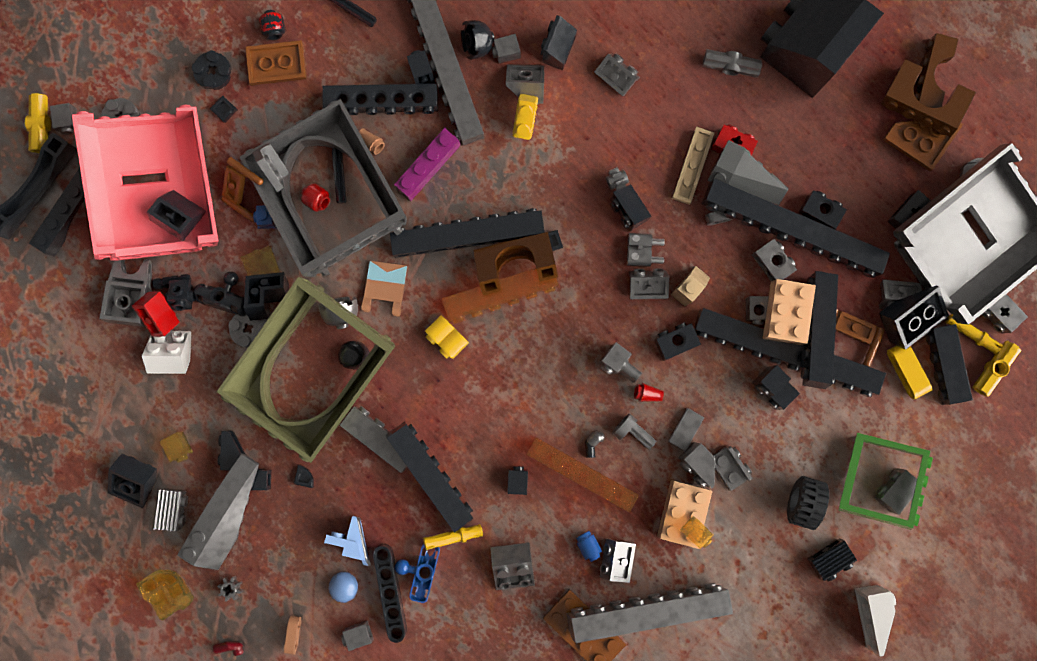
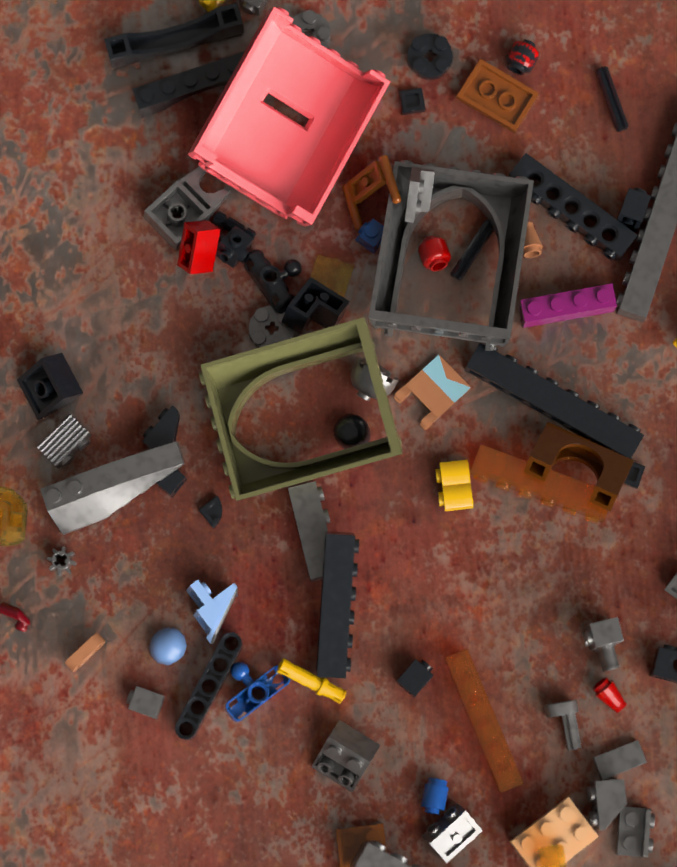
camera: 40 degrees right, 5 degrees down
(168, 353) = (178, 292): white slope -> none
(175, 214) = (291, 168): black slope -> none
(176, 447) = (116, 388): clear yellow brick -> none
(591, 442) = (517, 698): arm -> none

